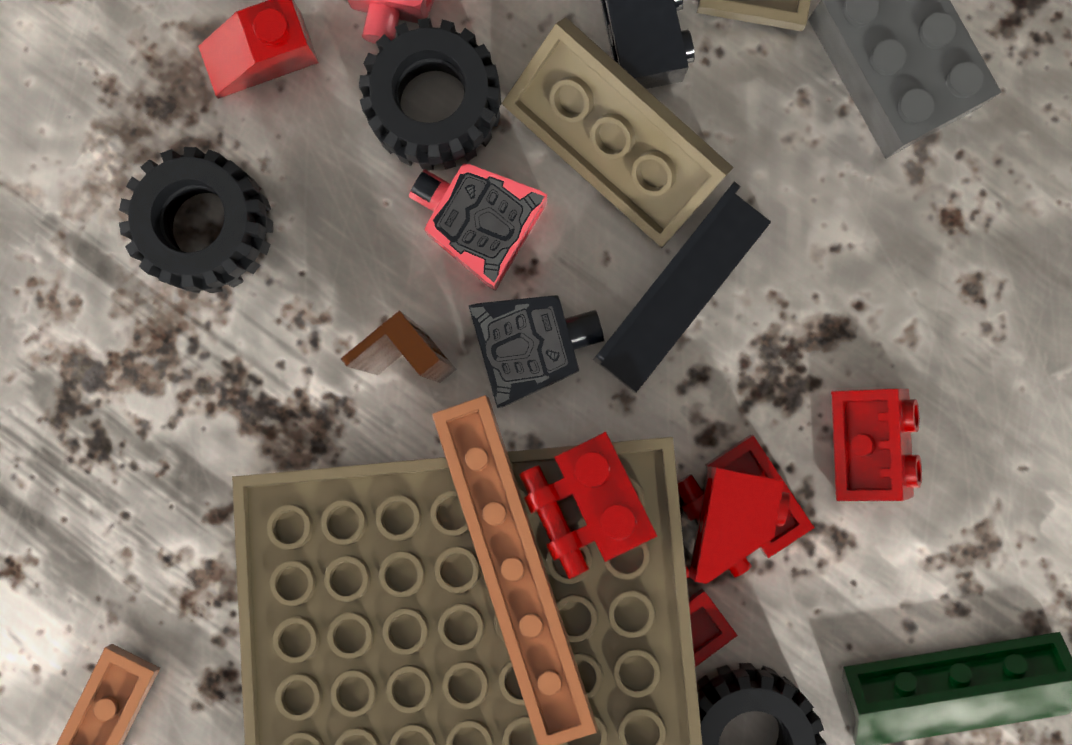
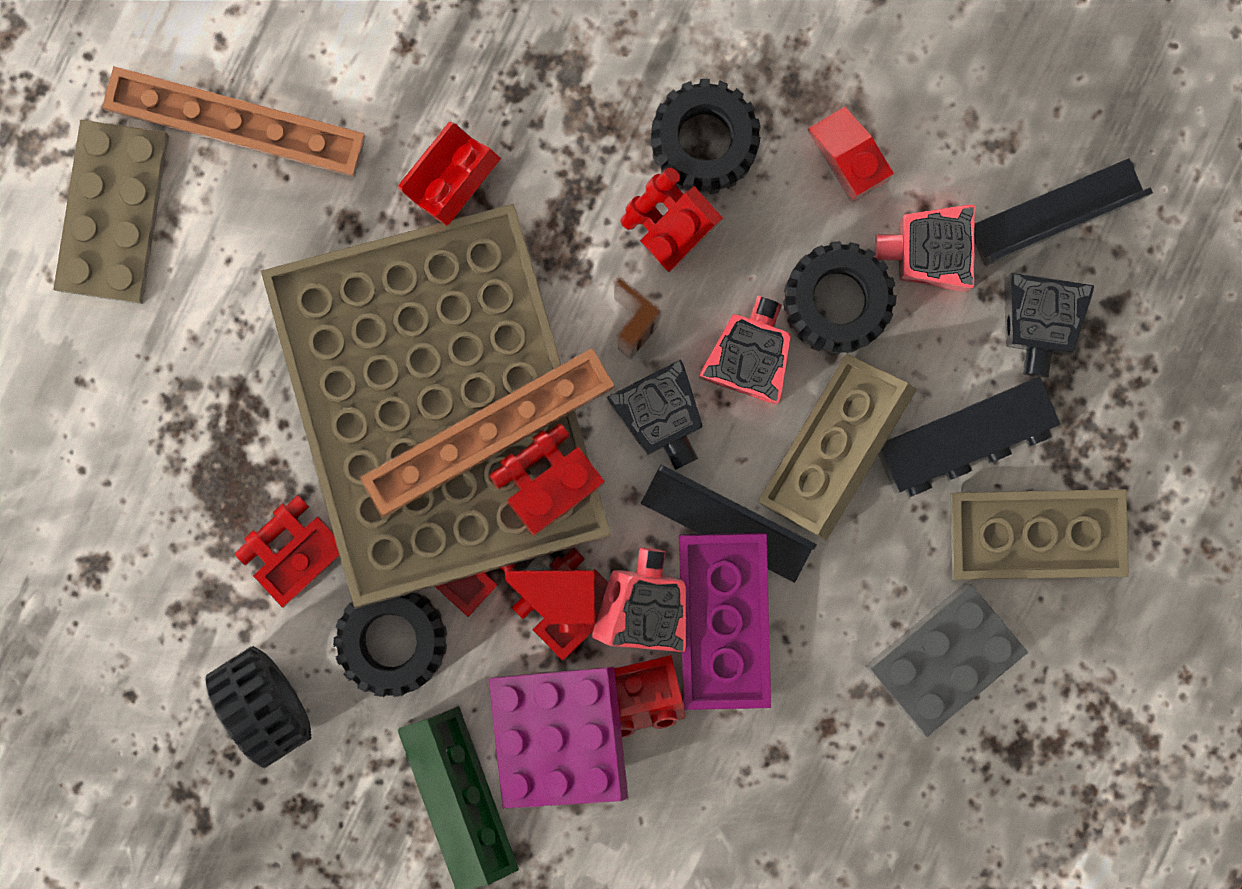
camera: 70 degrees right, 0 degrees up
(176, 551) = (448, 173): none -> red bracket
(302, 271) = (681, 227): none -> red plate
(771, 414) = (643, 607): none -> torso
(803, 315) = (726, 621): none -> magenta plate
(912, 551) = (558, 738): none -> magenta plate

